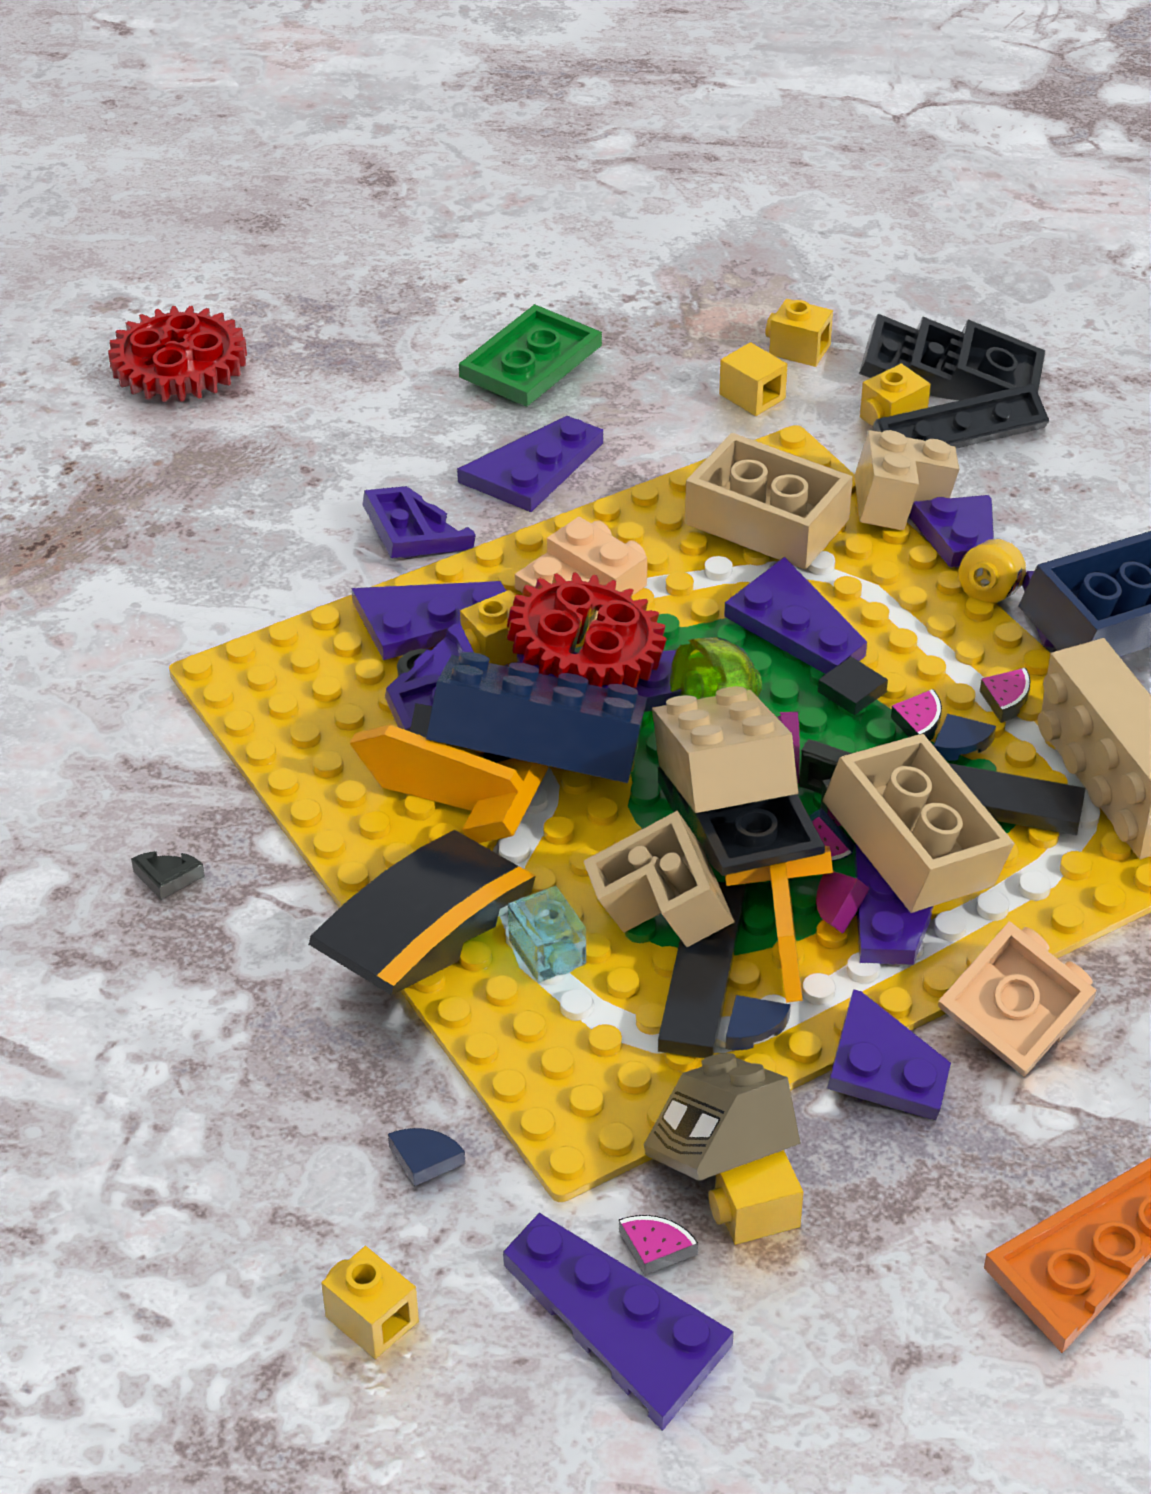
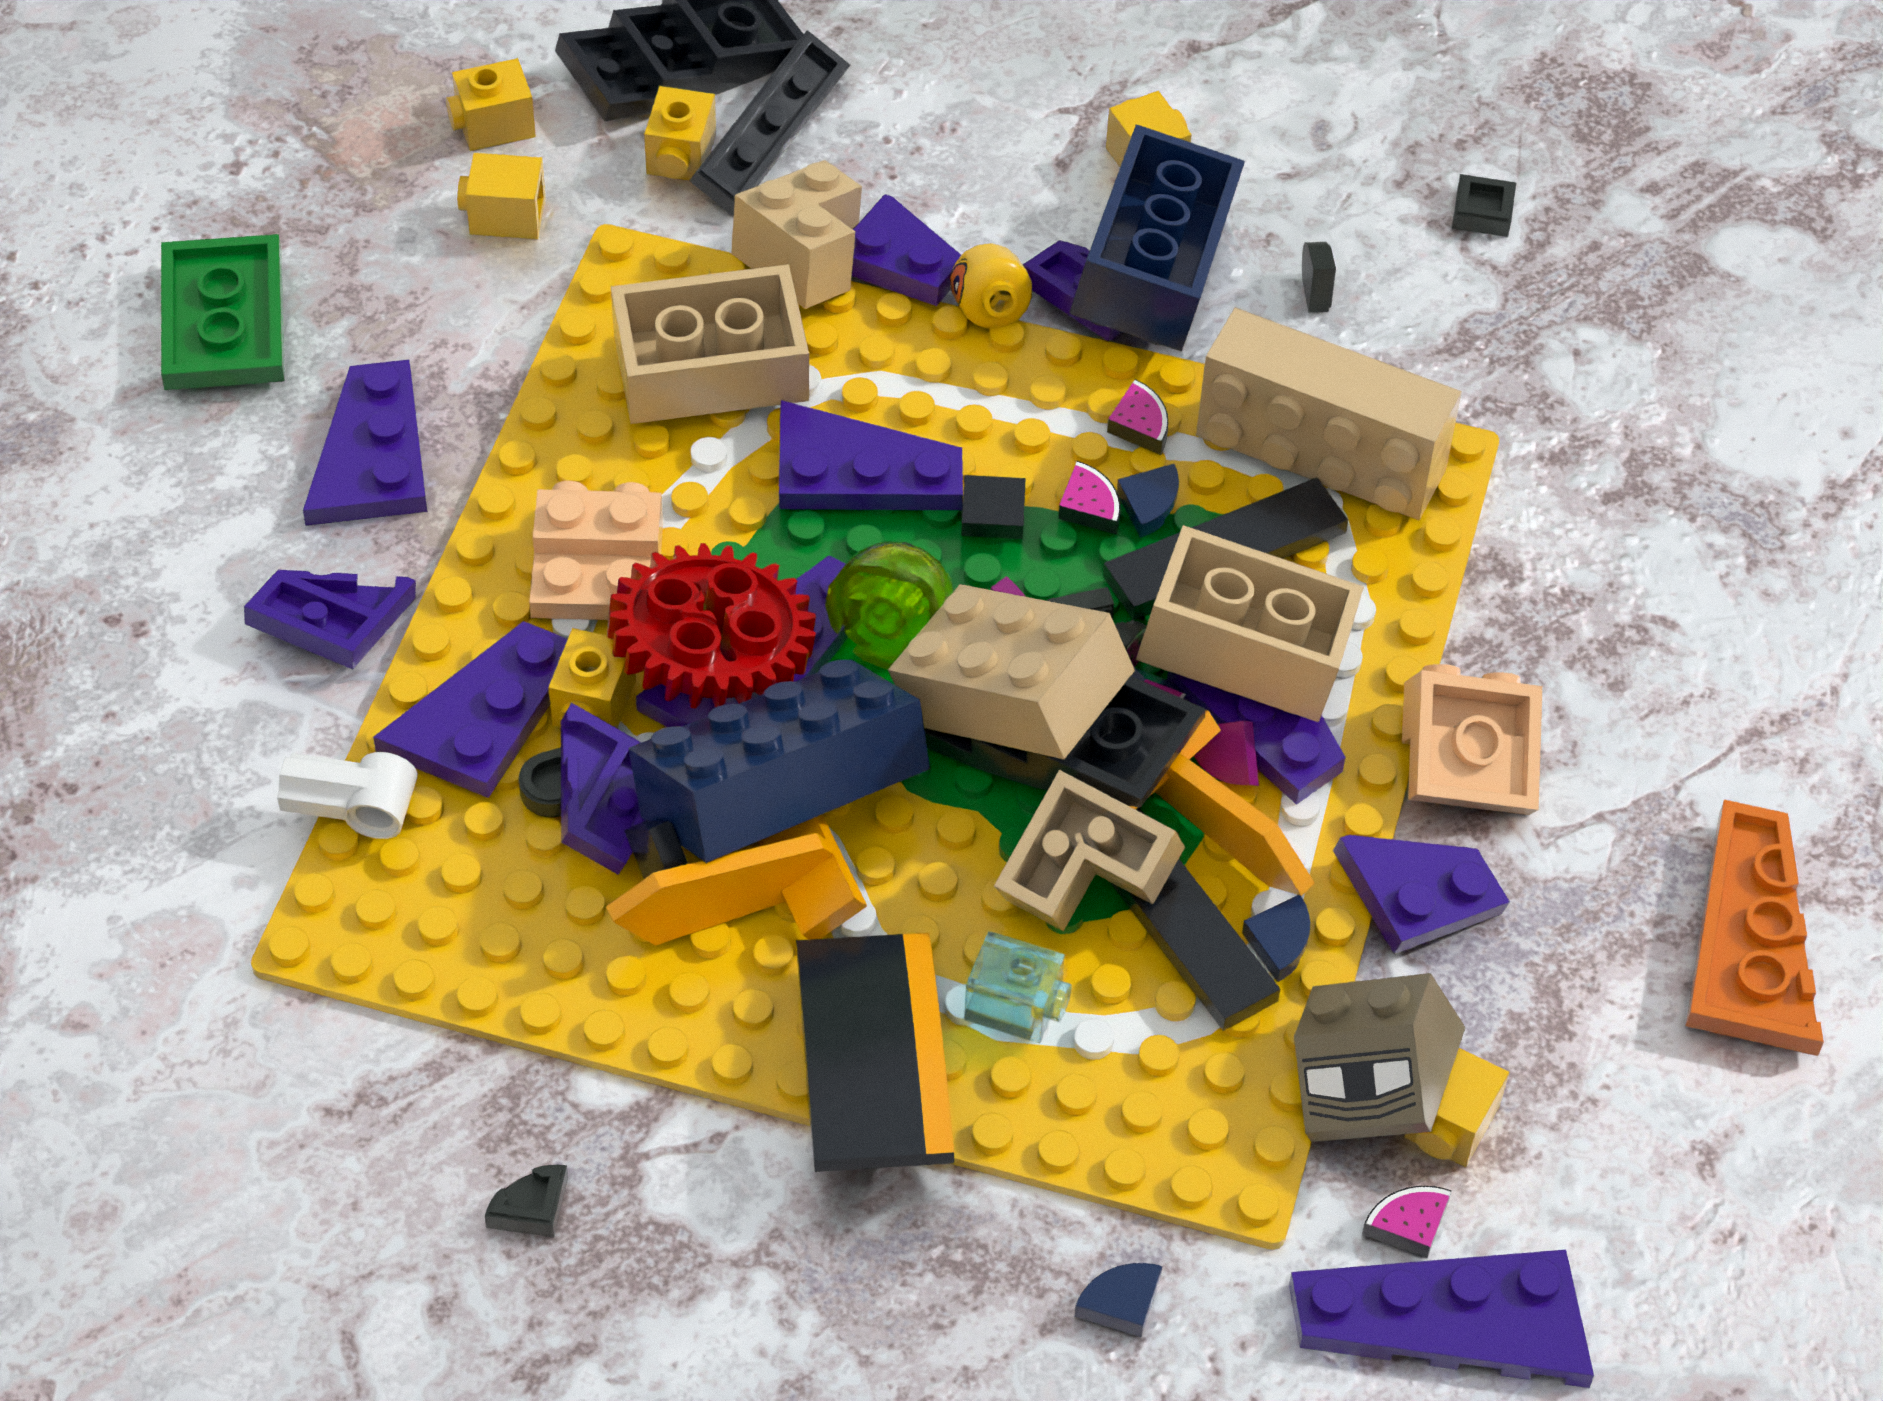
camera: 45 degrees left, 10 degrees up
(310, 610) = (365, 794): none -> white piece

